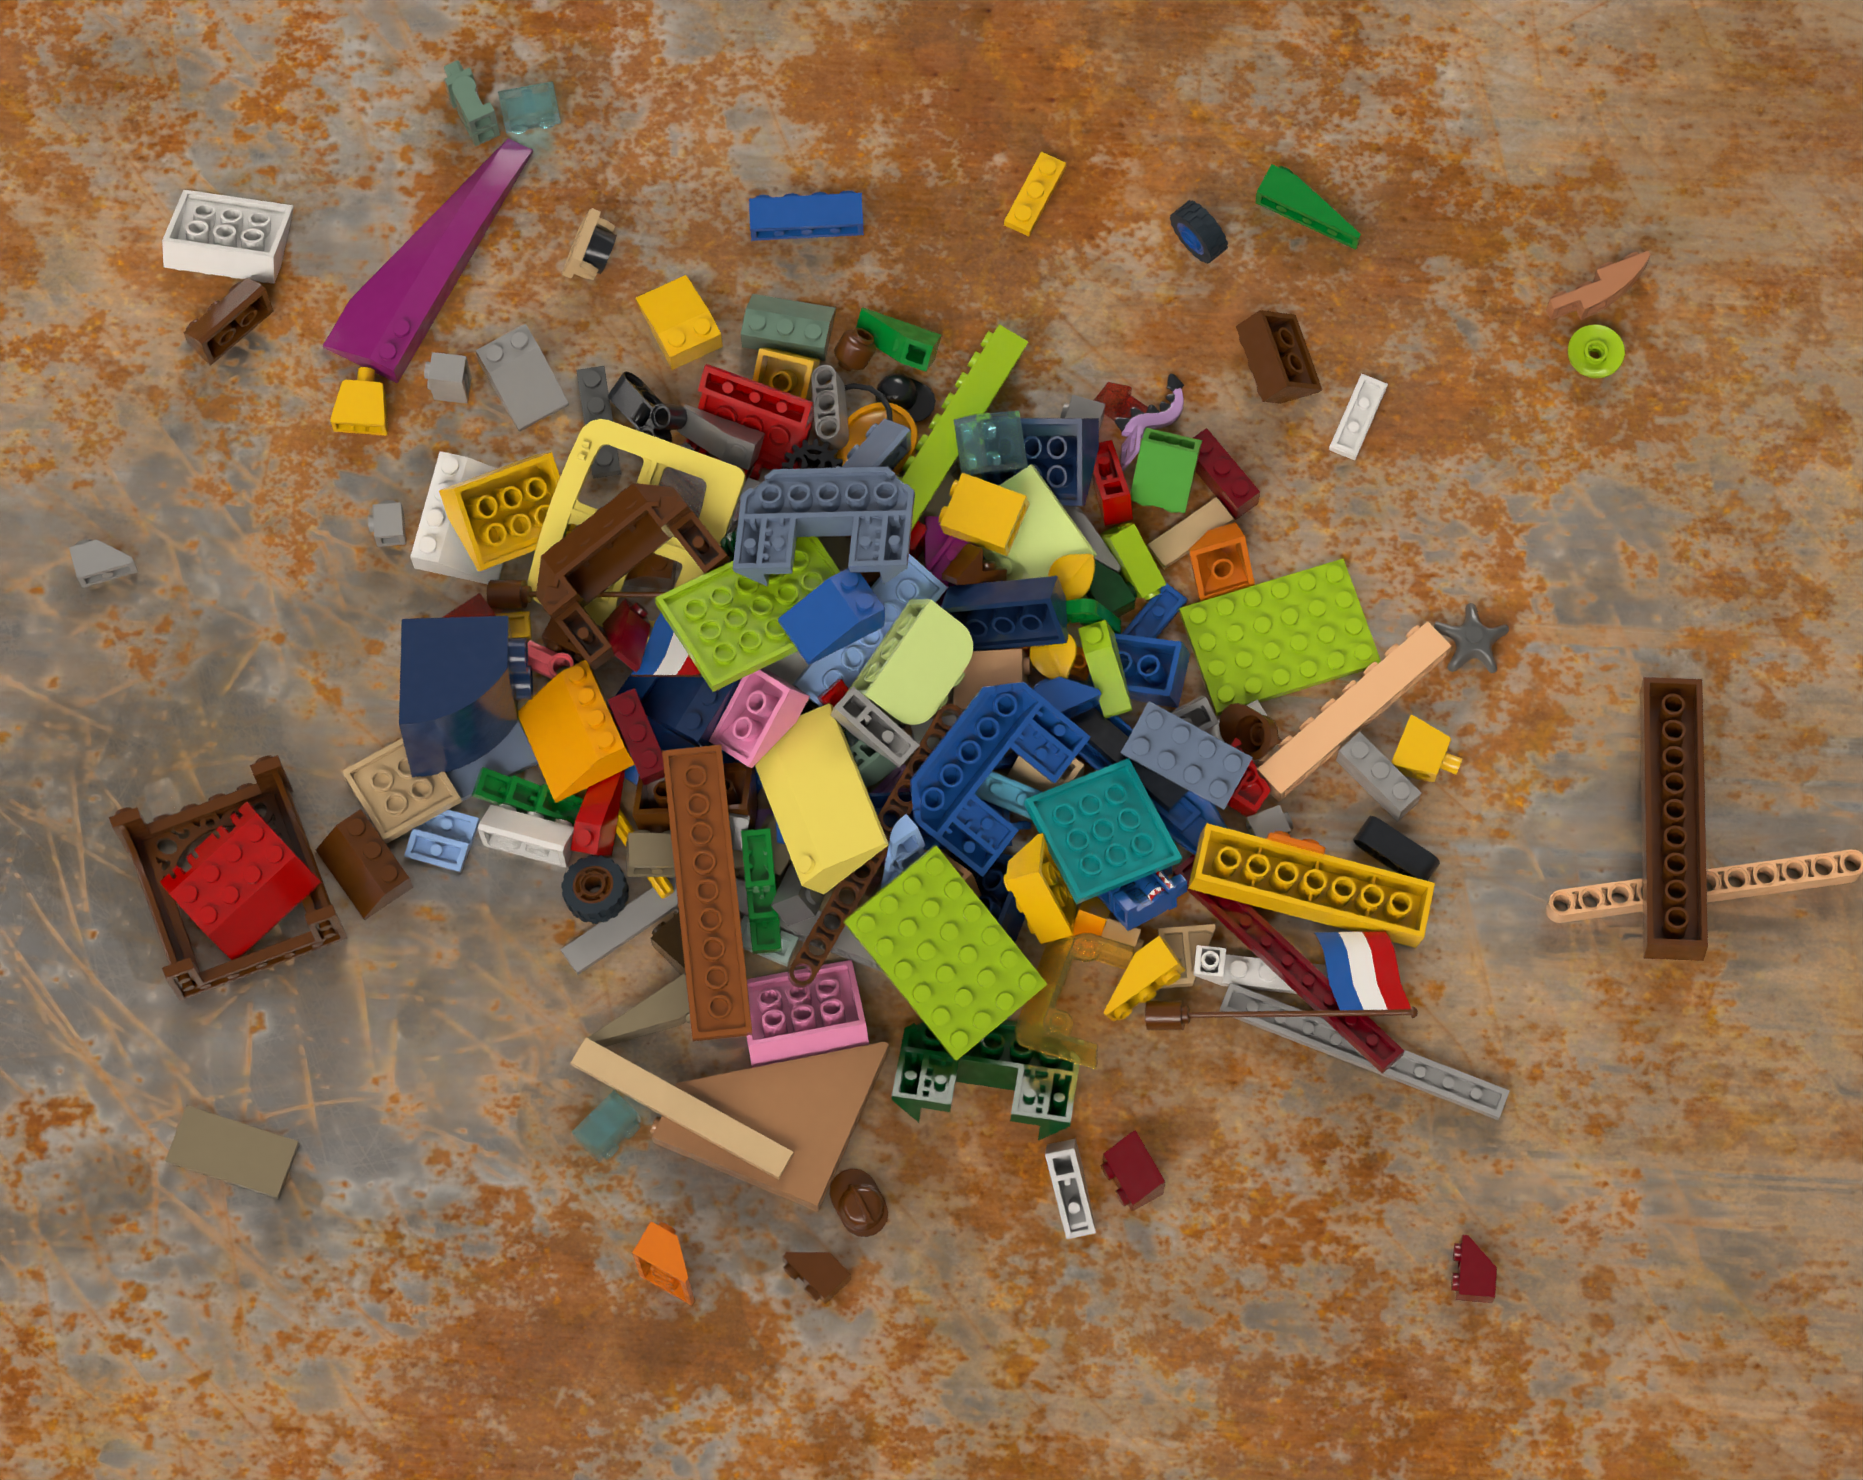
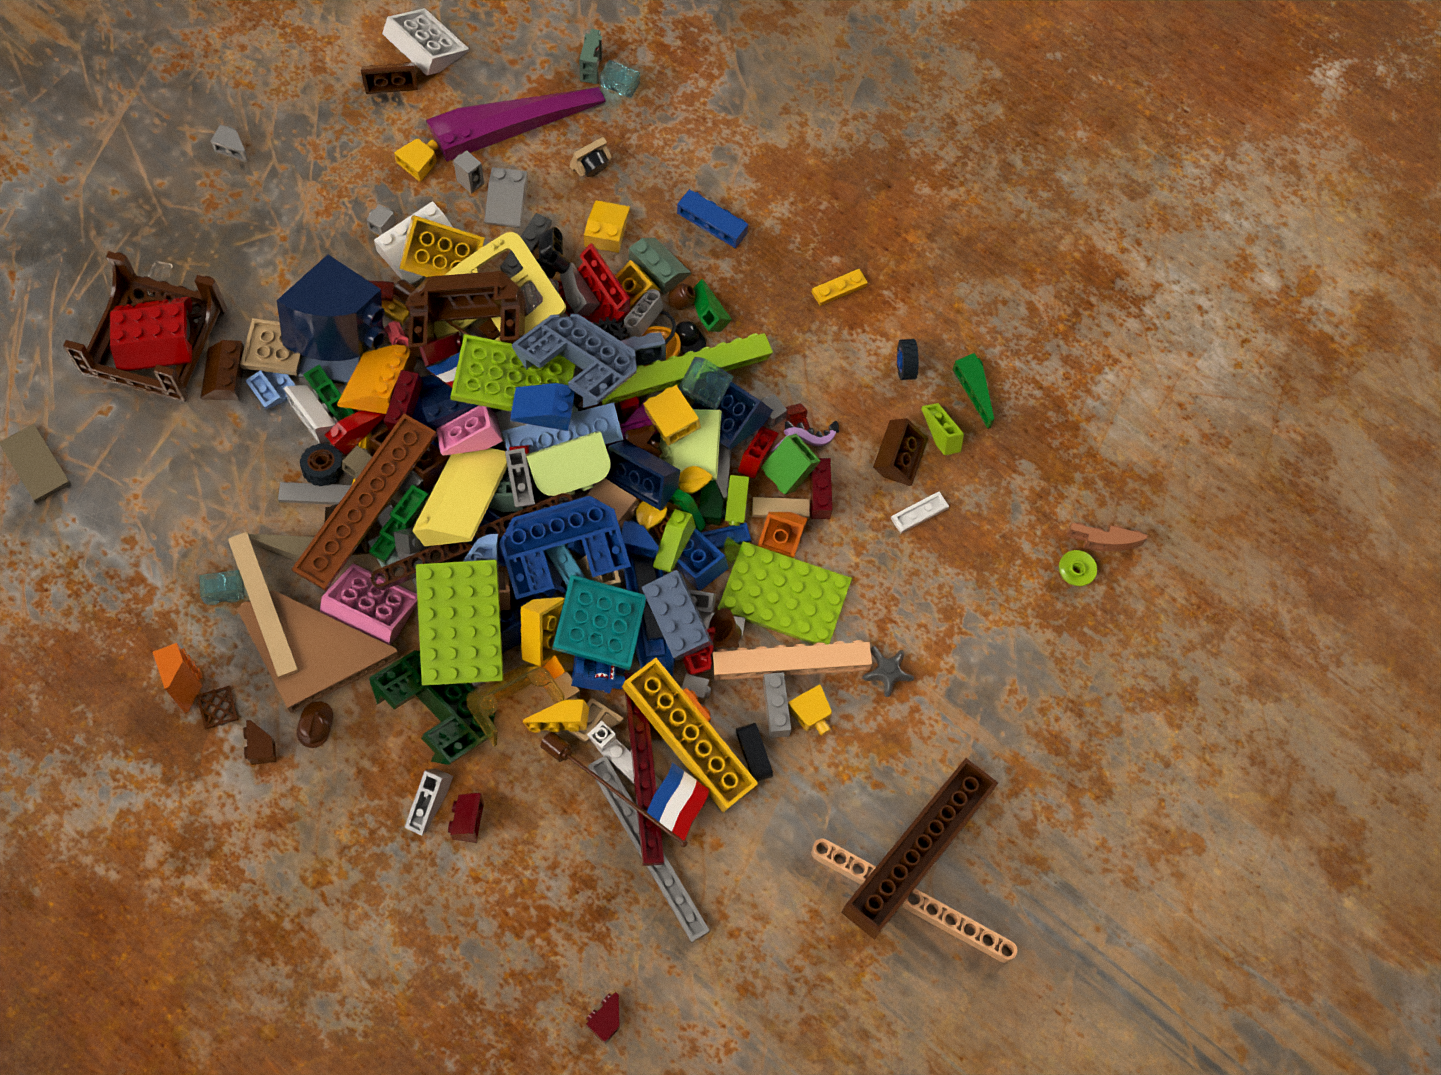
camera: 30 degrees right, 5 degrees down
(738, 1252) = (217, 707): none -> reddish brown window
(1175, 627) = (731, 549): none -> clear neon green tile
(1307, 290) = (943, 429): none -> lime slope

